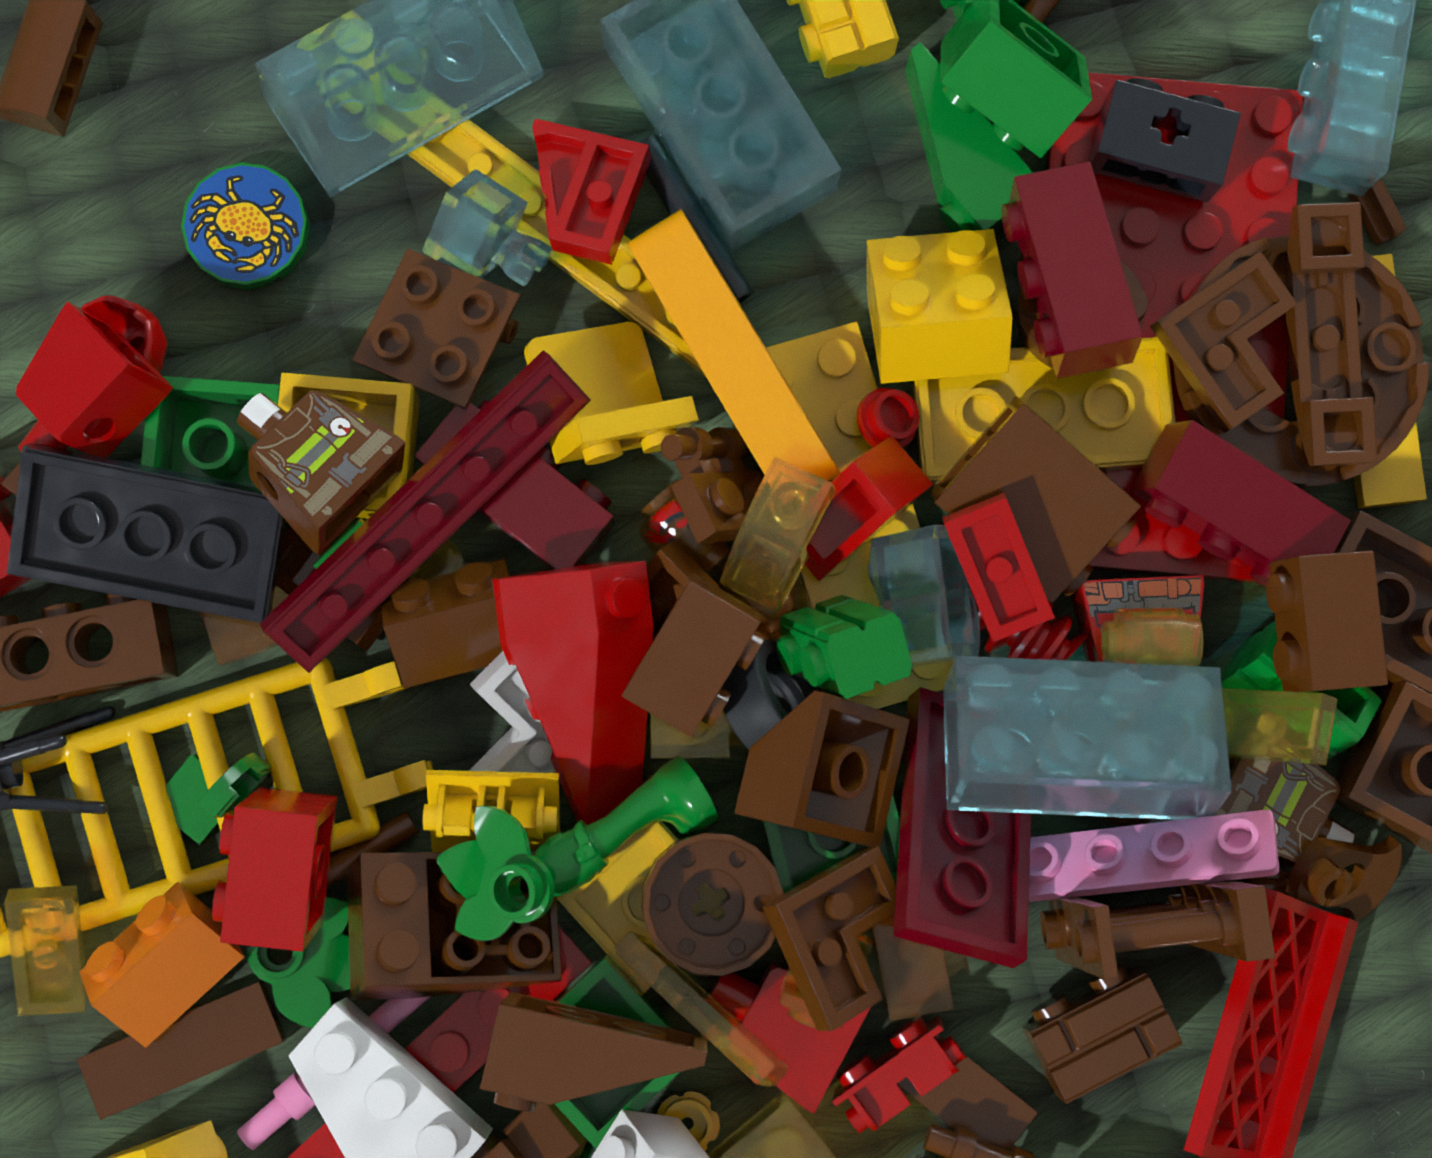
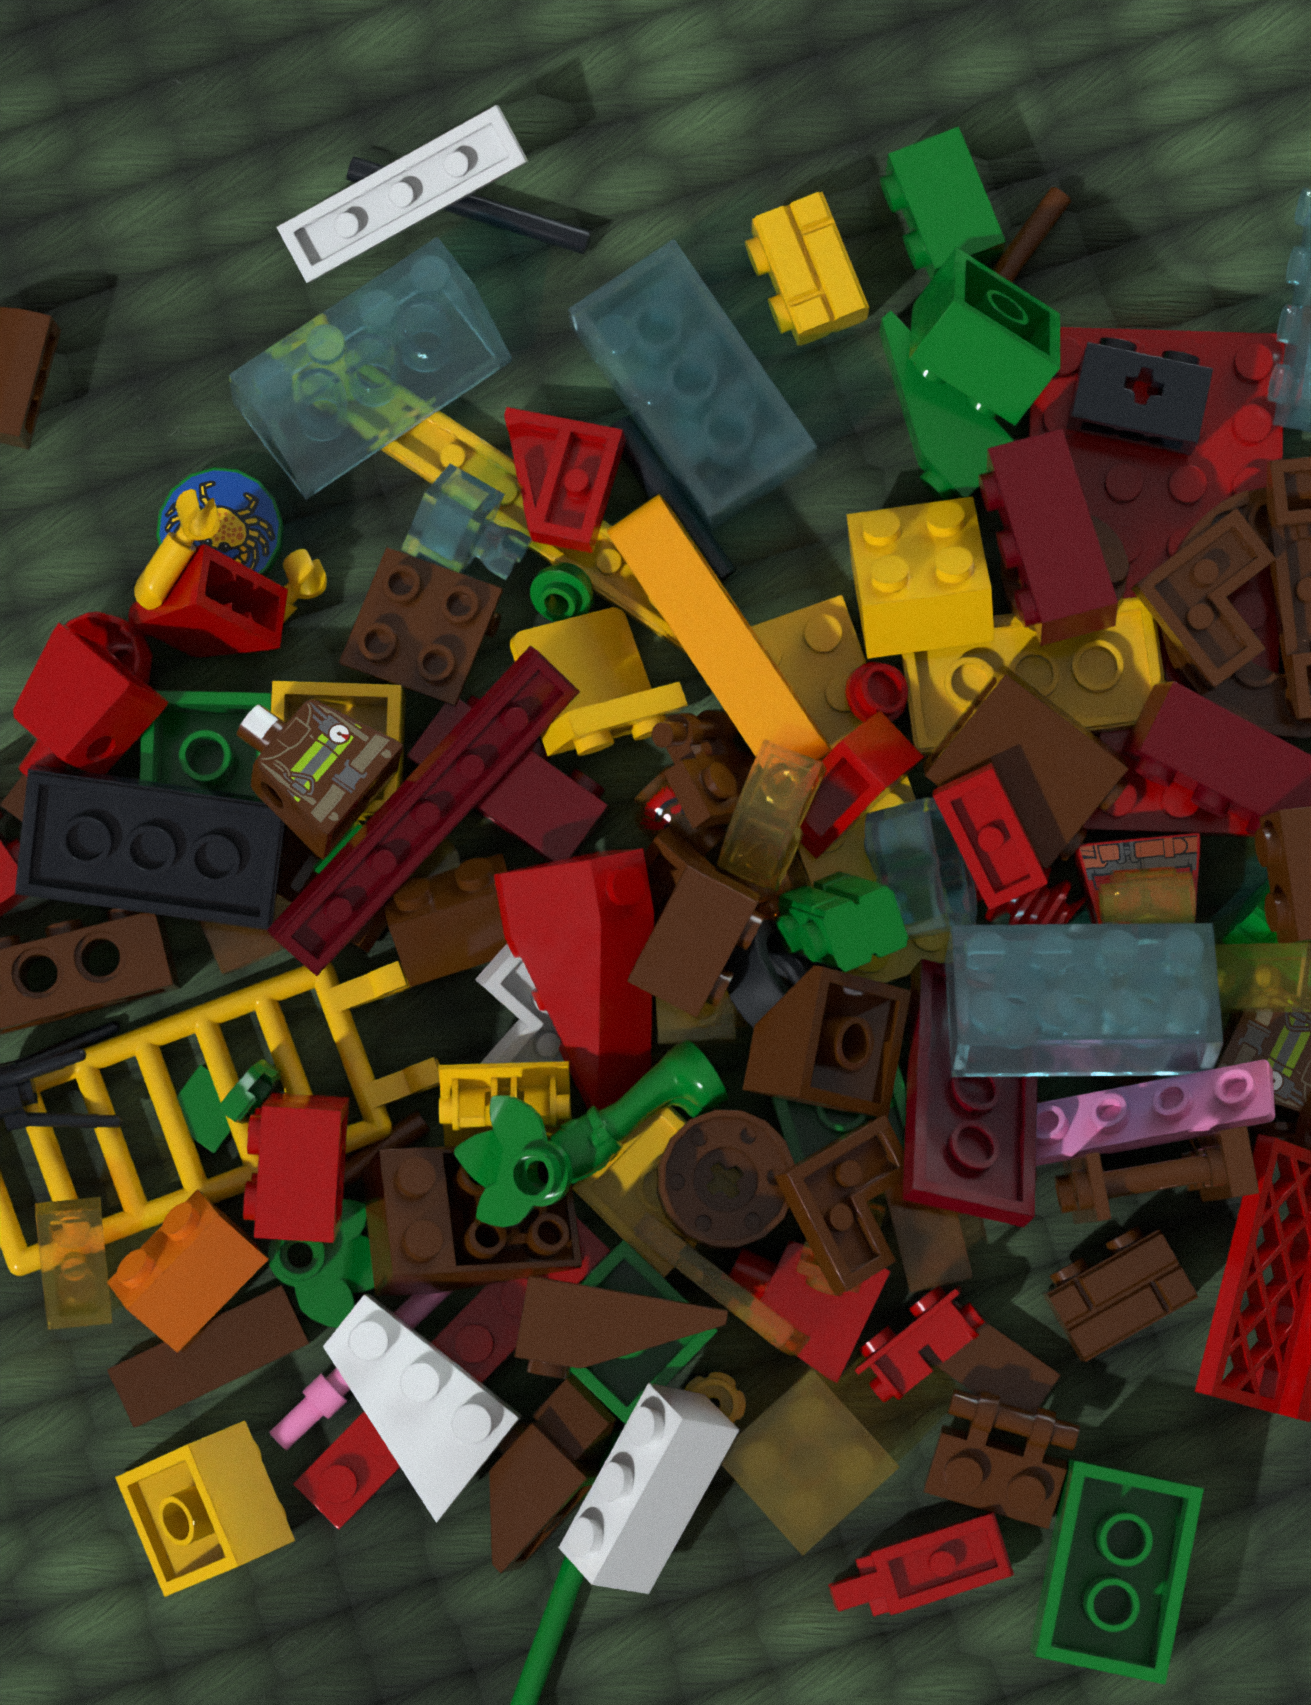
camera: 10 degrees right, 0 degrees up
(224, 289) = (211, 601): none -> red torso
(588, 294) = (566, 581): none -> green plate

